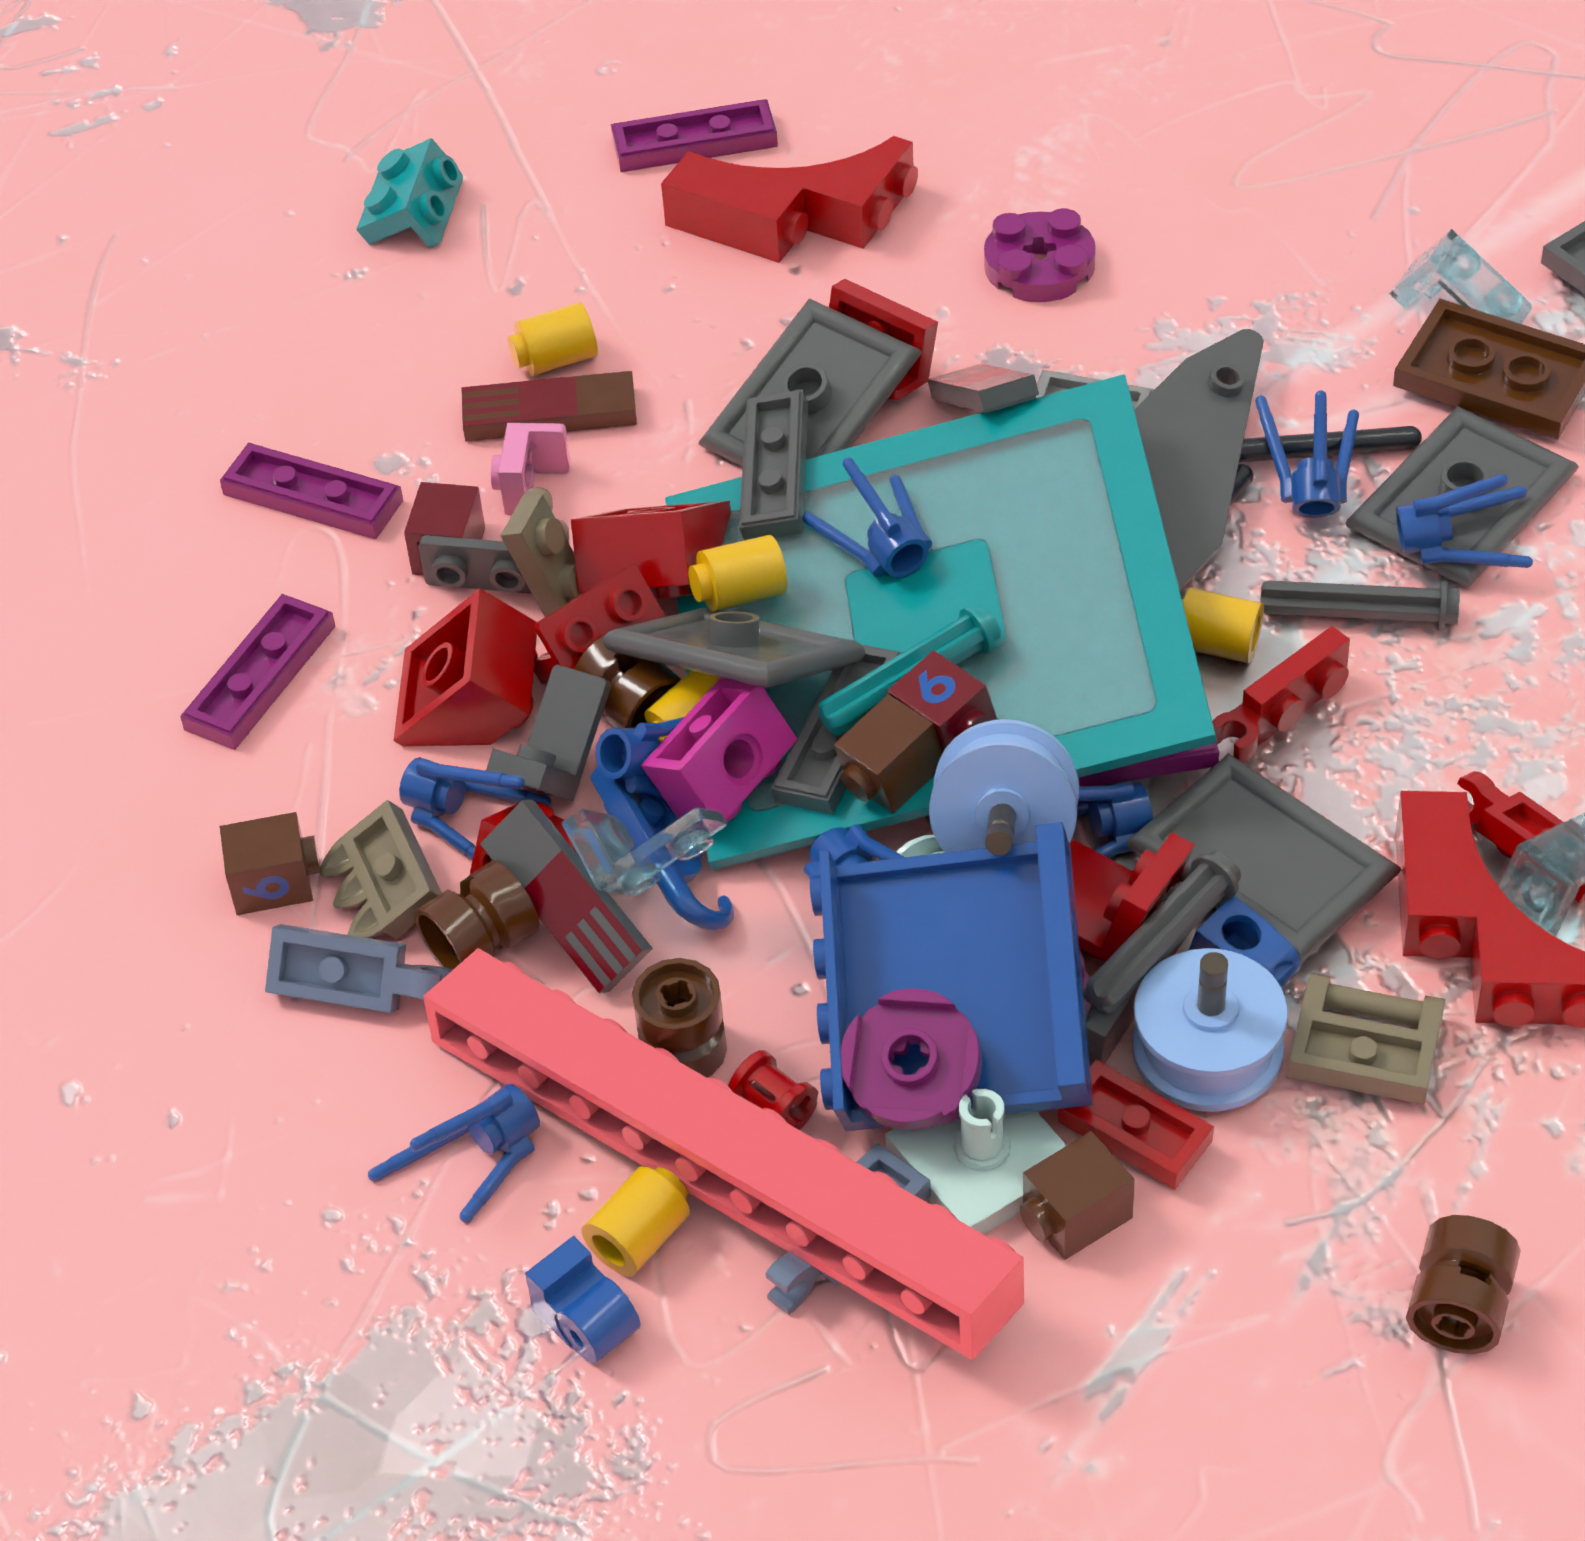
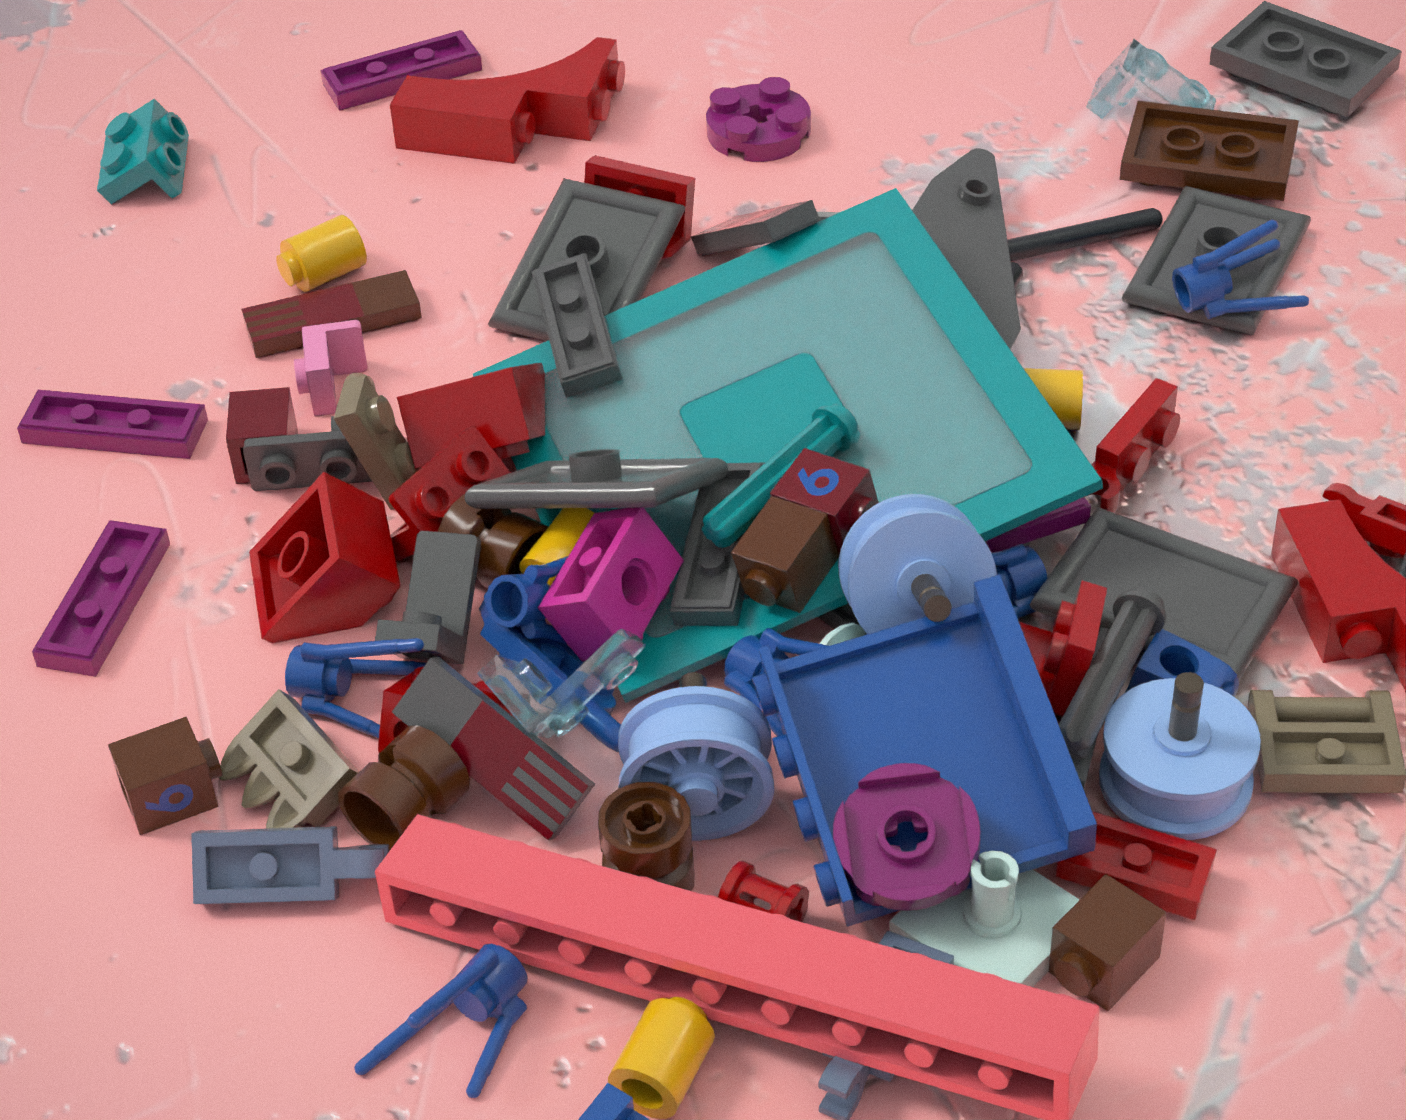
camera: 15 degrees left, 5 degrees down
(738, 573) = (577, 420): yellow brick -> none
(751, 939) = (704, 747): none -> light blue wheel
(894, 541) = (720, 362): blue plant -> none
(1315, 486) = (1088, 262): blue plant -> none
(1362, 601) = (1167, 359): dark grey axle -> none

